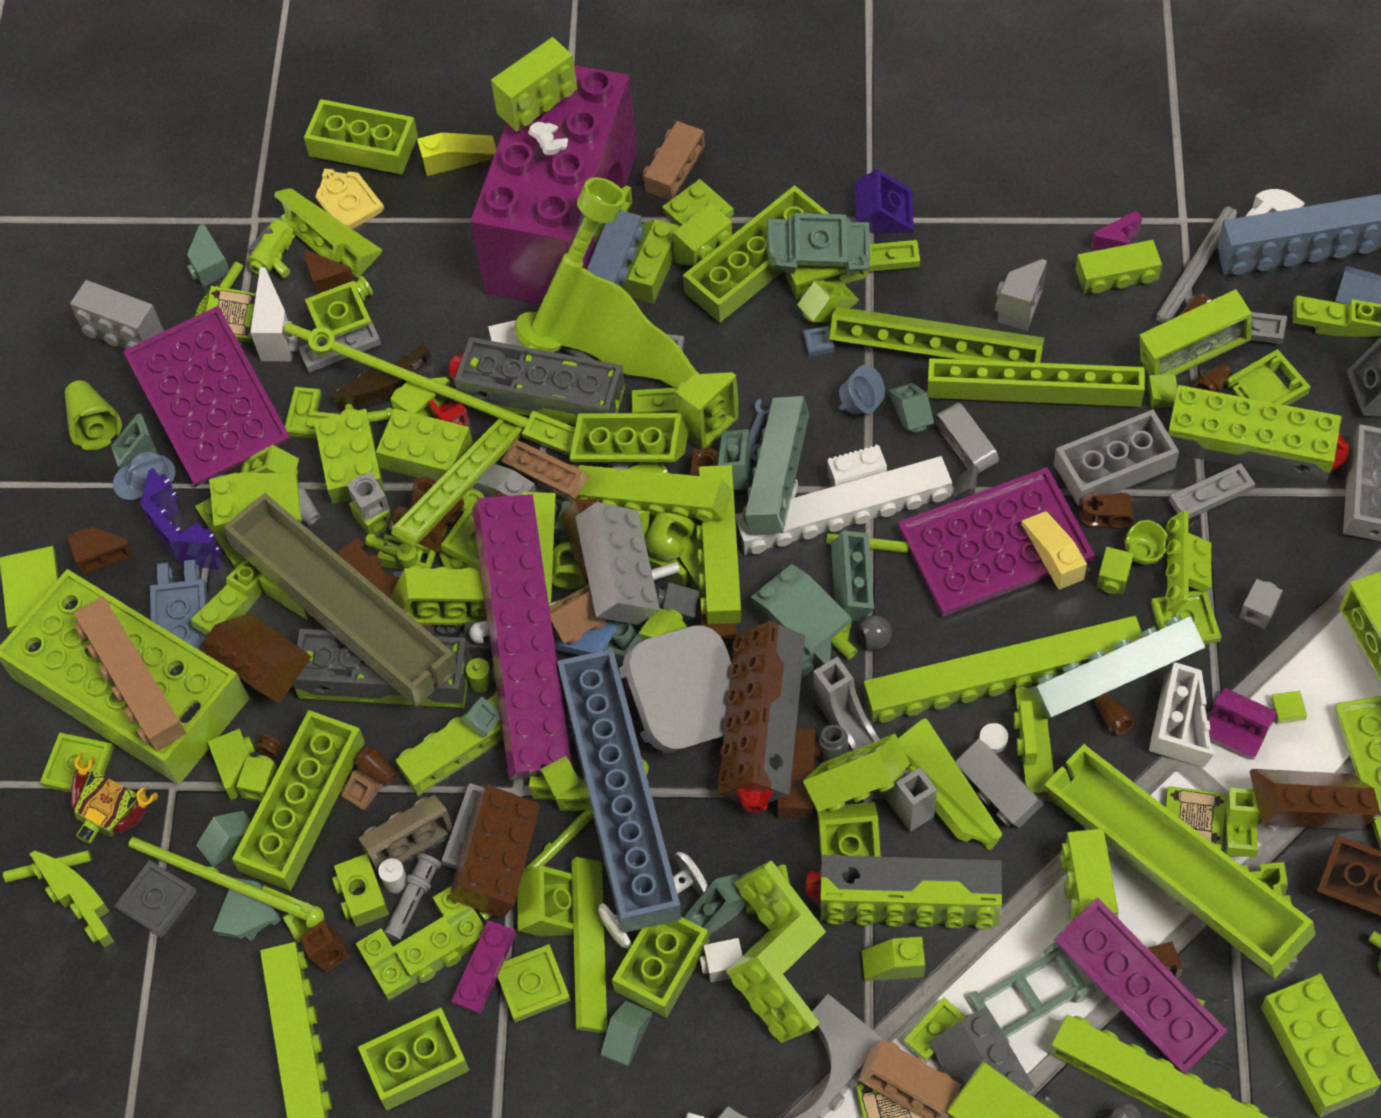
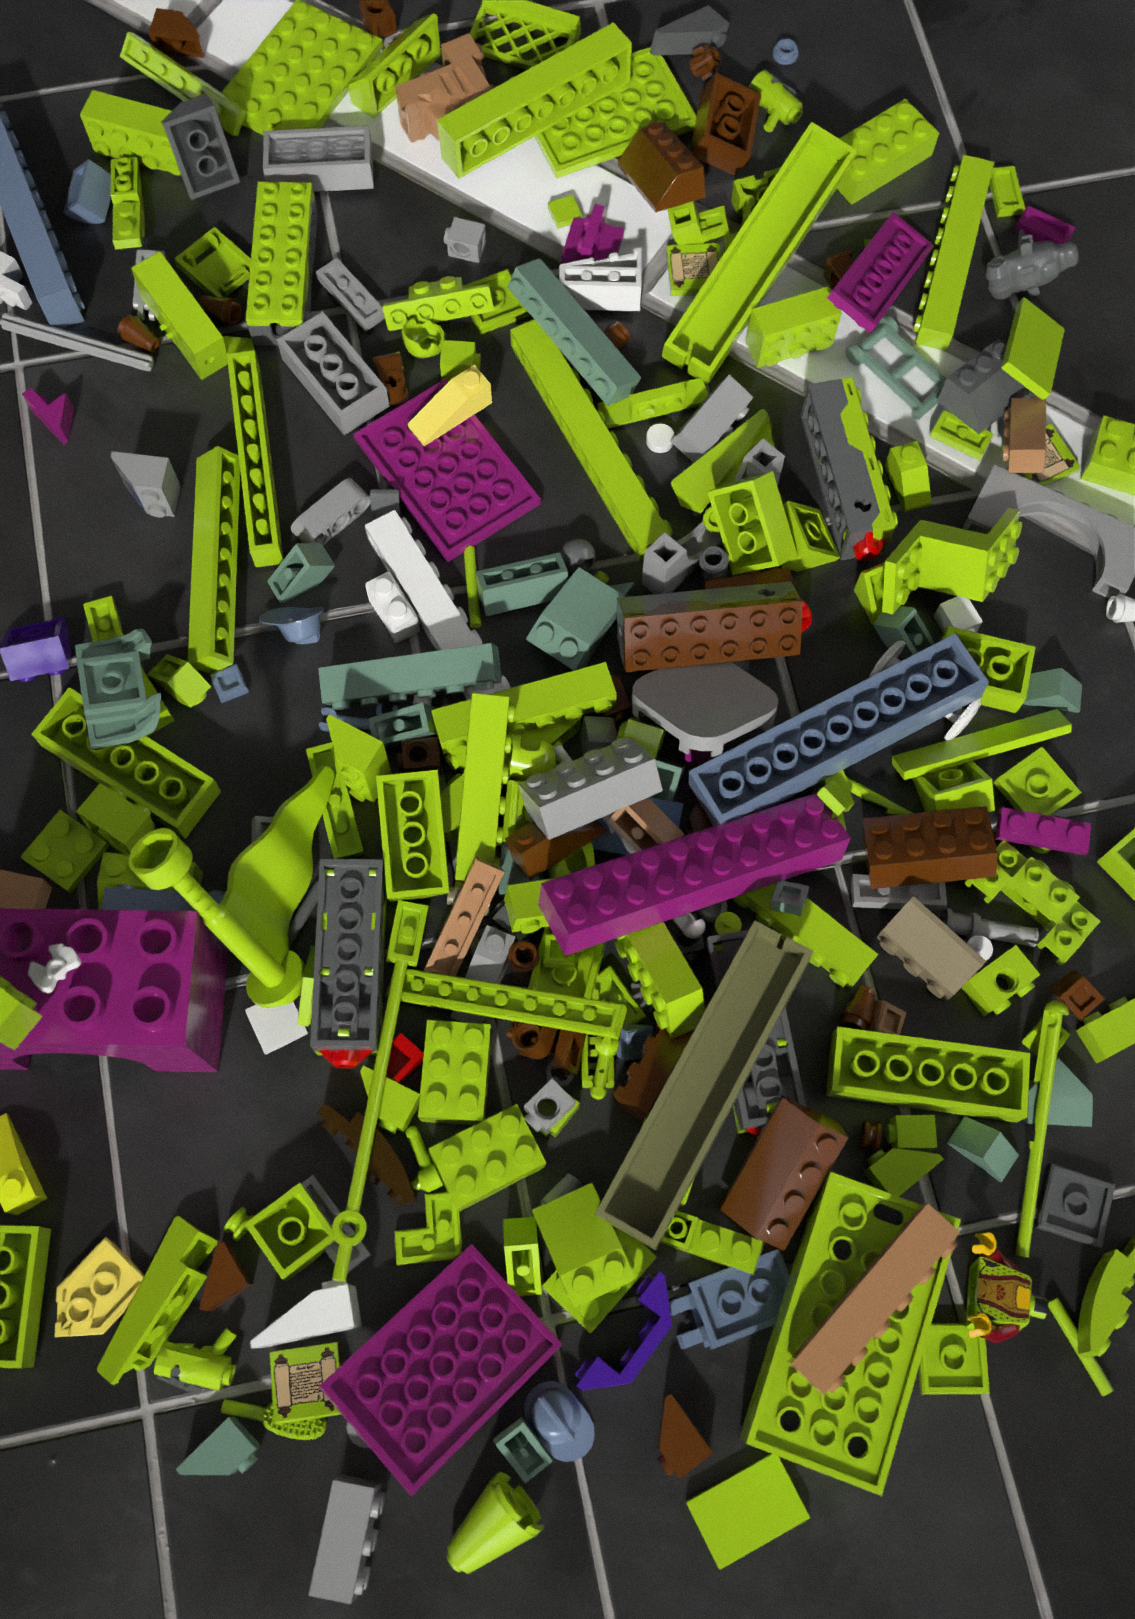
camera: 110 degrees left, 10 degrees up
(1118, 267) = (93, 407): lime brick -> none

